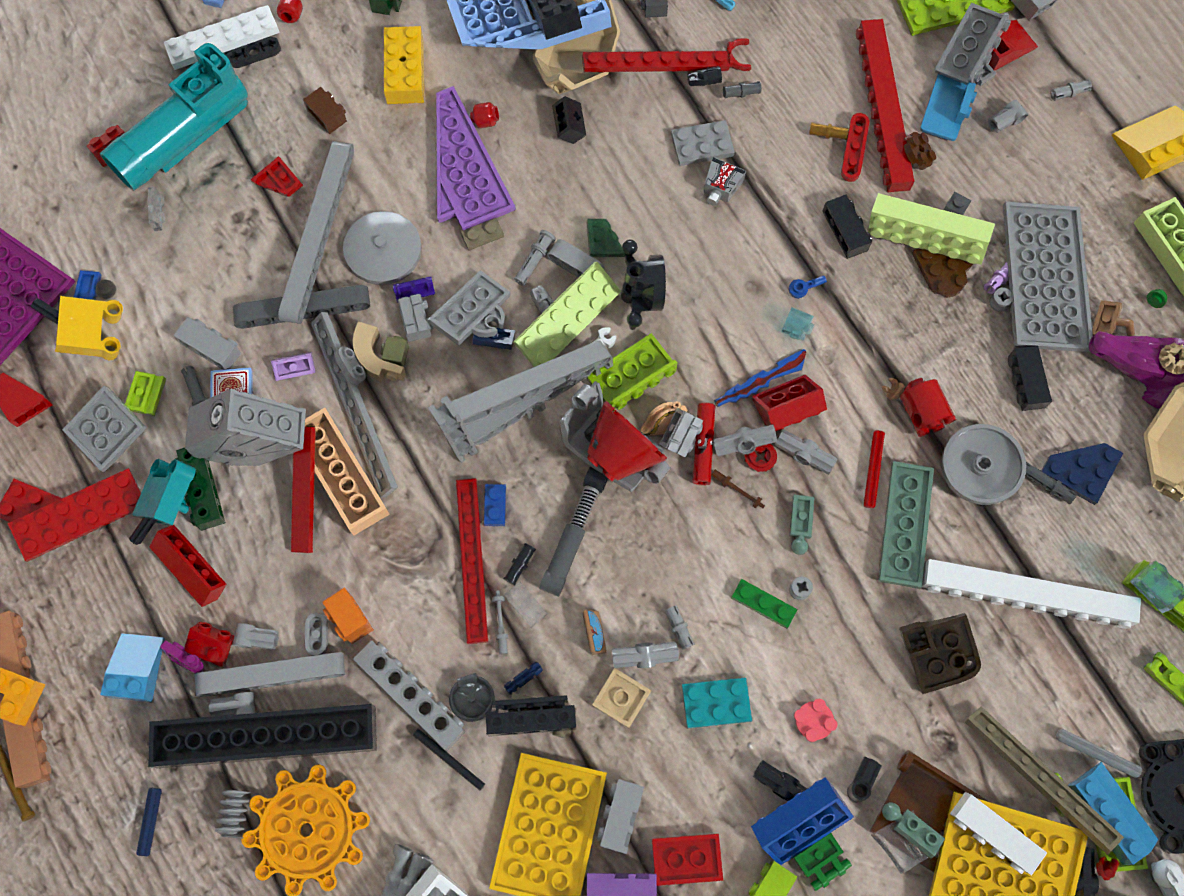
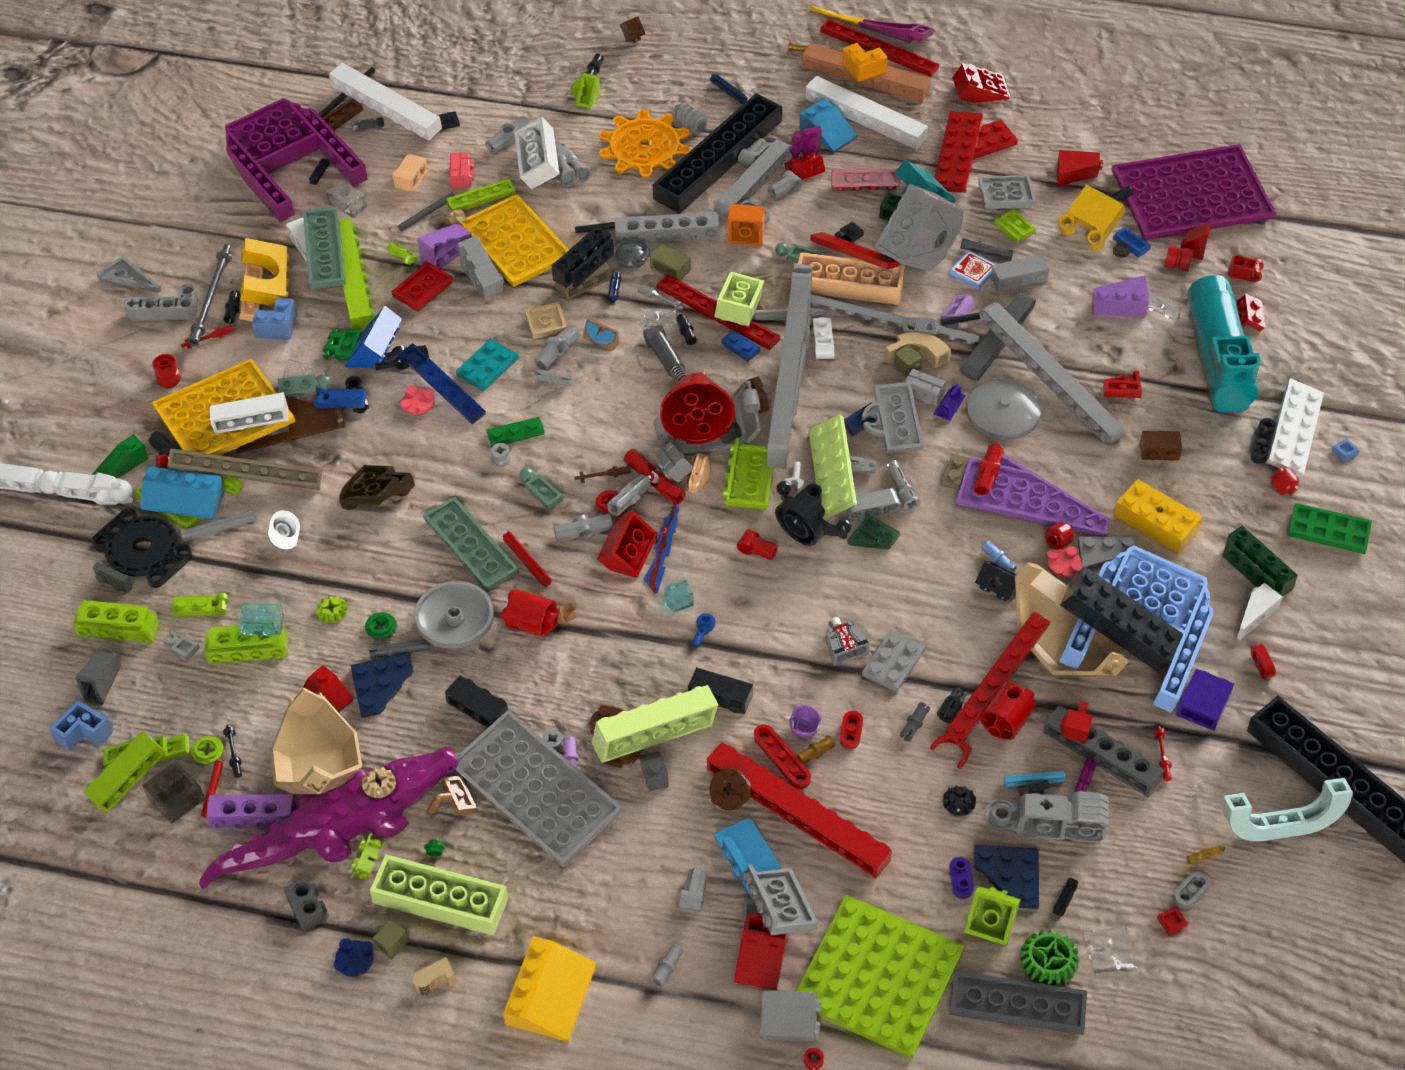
camera: 135 degrees right, 20 degrees down
(50, 229) = (1197, 240): none -> red slope
(53, 180) = (1244, 267): none -> red piece
(83, 233) = (1178, 258): none -> red wheel
(83, 649) = (868, 113): none -> white brick
(172, 242) = (1121, 298): none -> medium lavender wedge
(271, 528) = (850, 232): none -> black plate
(295, 341) = (959, 319): none -> black bar
(338, 544) = (794, 252): none -> sand green plate
(422, 445) = (823, 338): none -> white plate
(422, 495) = (782, 314): none -> light grey axle
(451, 538) = (739, 299): none -> yellowish green brick
(451, 650) = (670, 262): none -> olive brick
(468, 84) = (1100, 549): none -> light grey wing
(468, 198) = (989, 469): none -> red piece
(506, 97) = (1064, 562): none -> coral piece
(543, 141) = (999, 557): none -> light blue pin
(546, 428) = (756, 383): none -> reddish brown plate
(683, 31) = (1008, 710): none -> red cylinder
(696, 314) = (752, 543): none -> red piece
(767, 26) = (959, 808): none -> black gear
(781, 715) = (442, 383): none -> clear blue tile
(788, 123) = (851, 731): none -> red plate
(816, 151) = (805, 721): none -> medium lavender hair
(887, 781) = (340, 398): none -> blue plate
(1031, 593) = (353, 567): white brick -> none
(1049, 512) = (382, 619): none -> green gear
(1055, 680) = (284, 529): none -> white piece
(1059, 573) = (340, 610): none -> lime gear
(1137, 496) = (330, 687): none -> red slope

